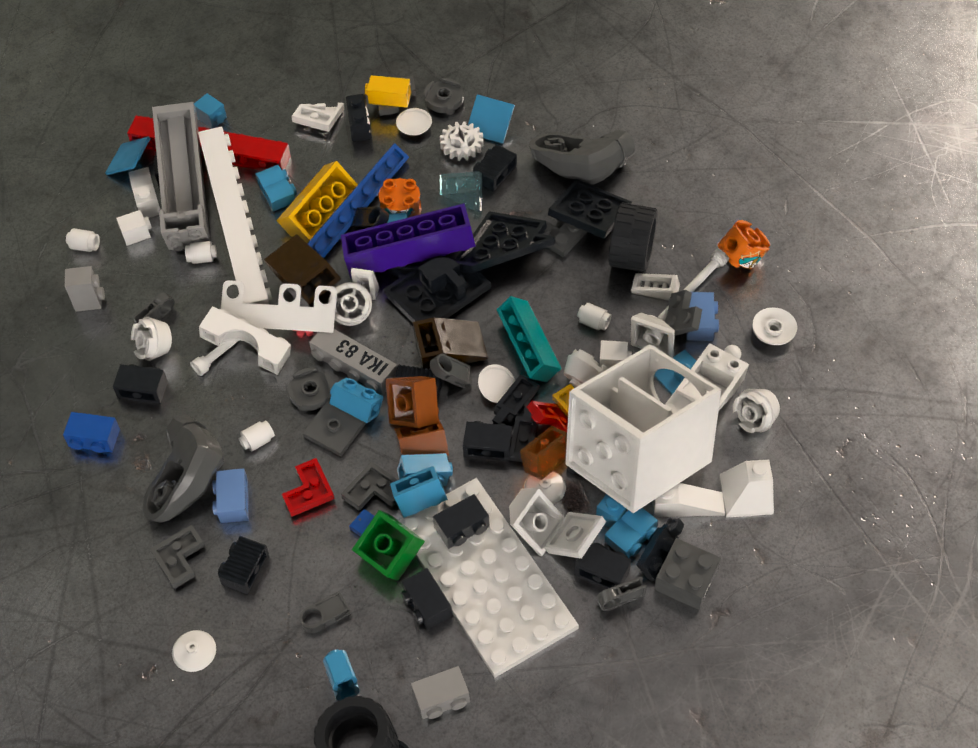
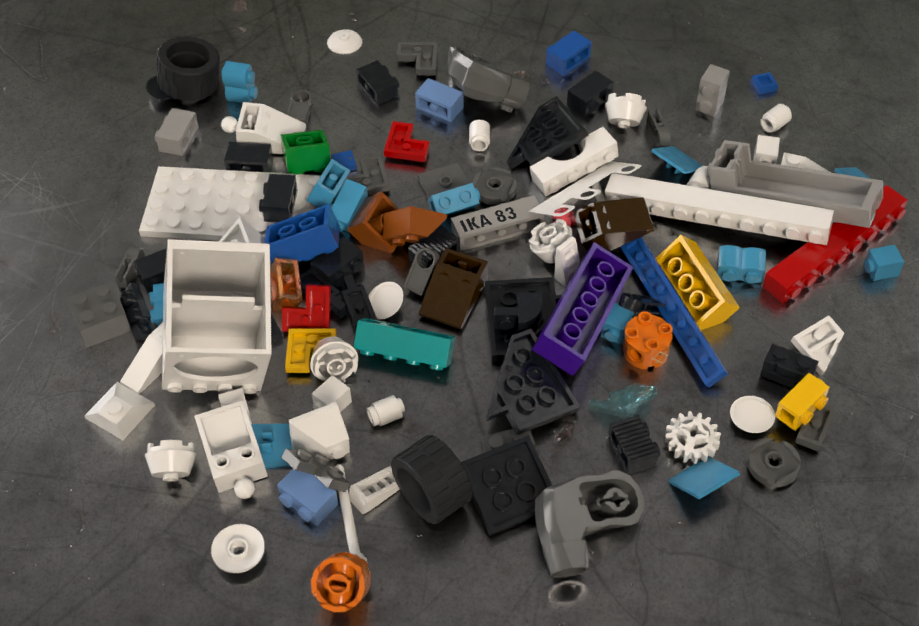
camera: 125 degrees right, 5 degrees down
(33, 274) = (764, 83): none -> blue tile
(186, 277) = (677, 159): none -> dark azure piece
(221, 379) = (547, 134): none -> black wing
(382, 612) = (262, 125): none -> white slope
(492, 466) = (304, 235): none -> blue brick

